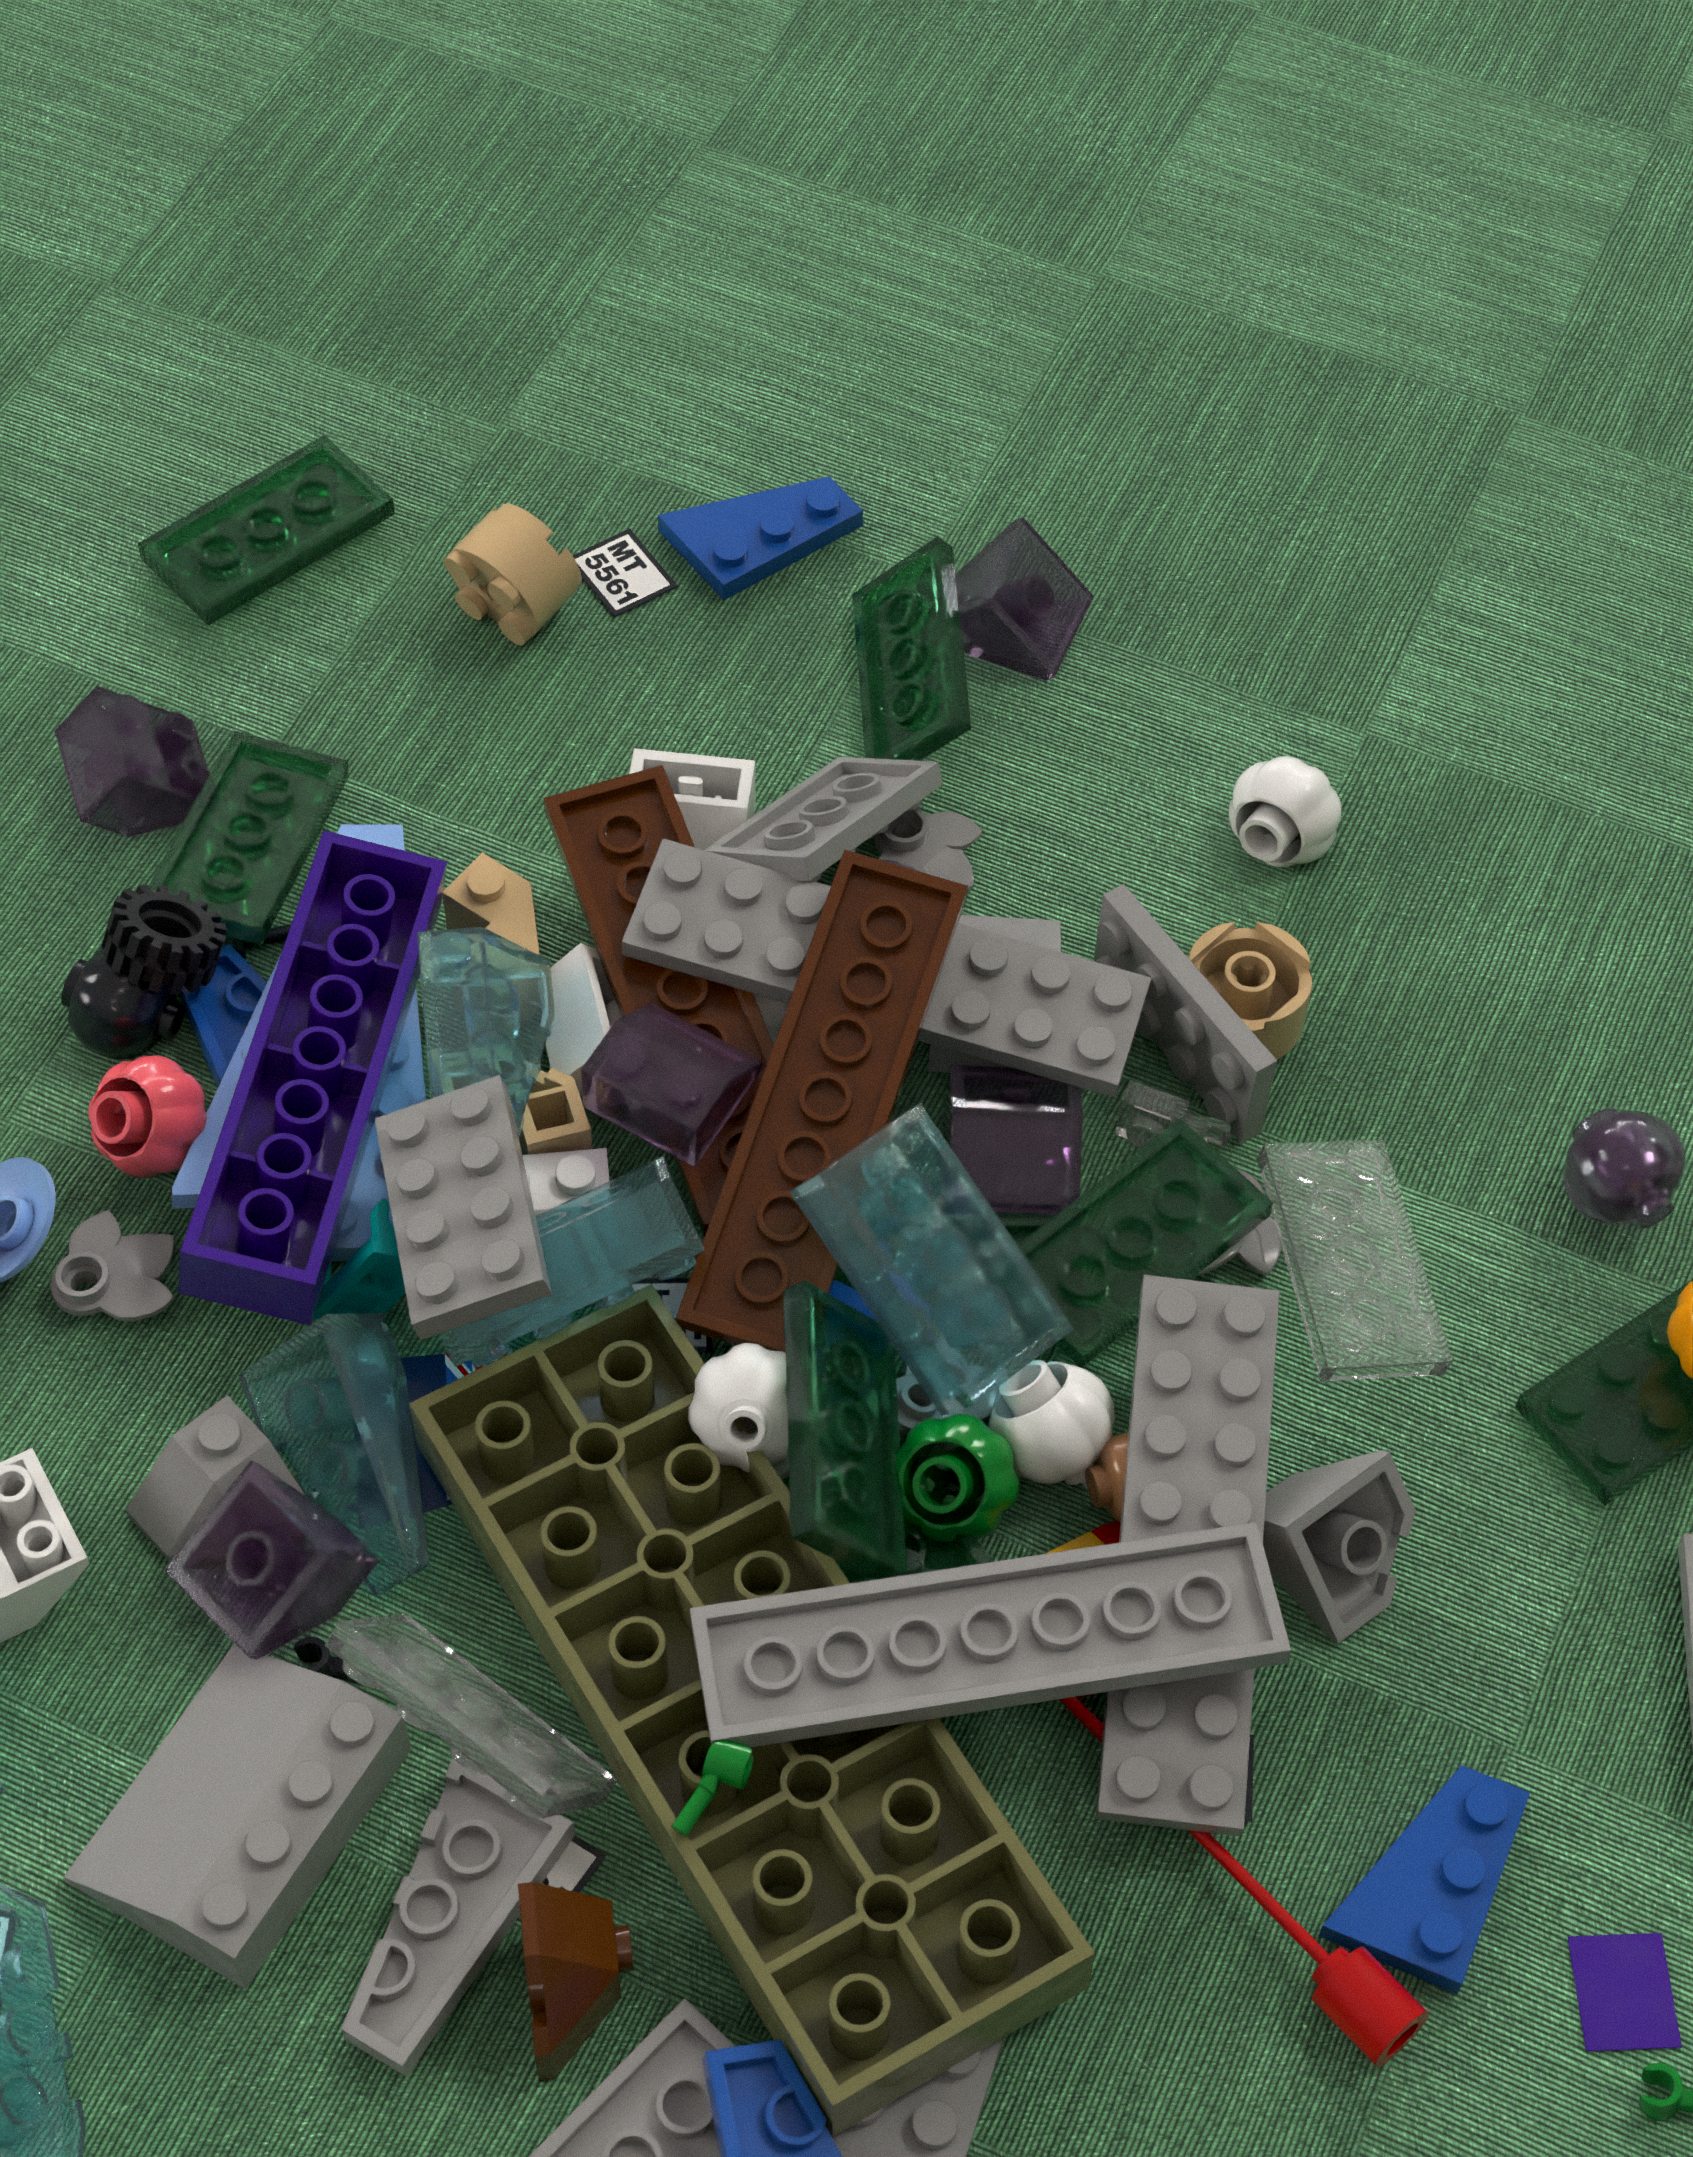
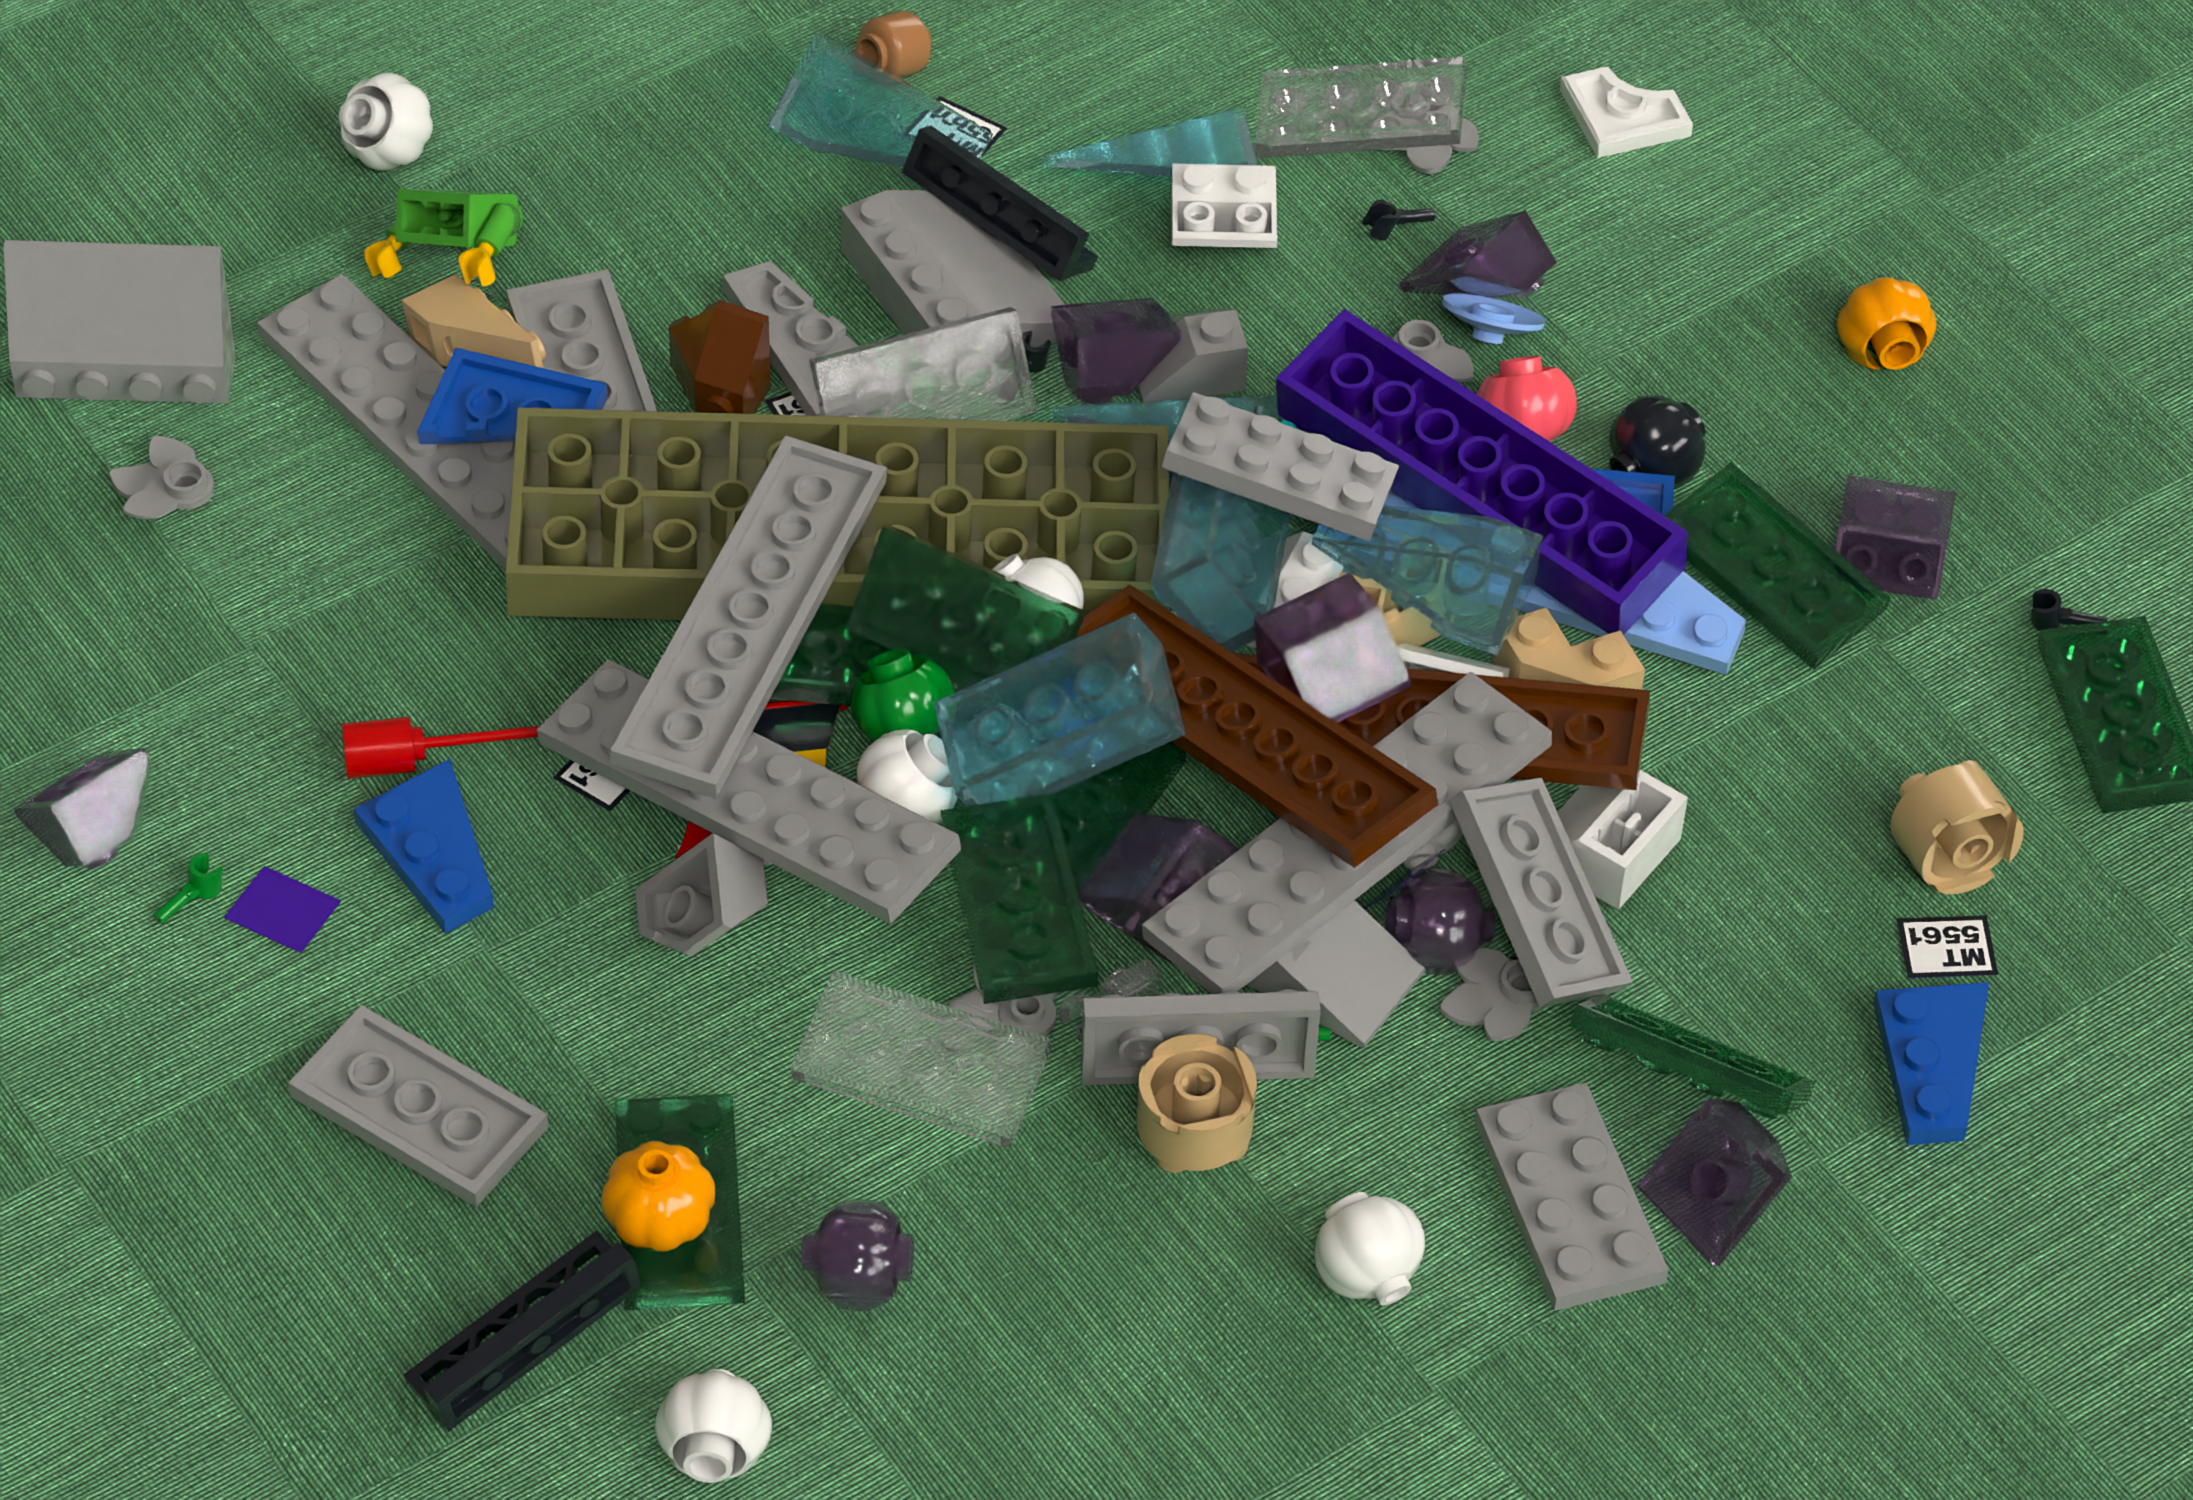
camera: 120 degrees right, 5 degrees down
(112, 1803) = (998, 205): none -> black fence
(157, 617) = (2049, 614): none -> black hand
(163, 939) = (1697, 430): black tyre -> none
(724, 1764) = (765, 441): green hand -> none
(1100, 715) = (1571, 1196): none -> light grey plate

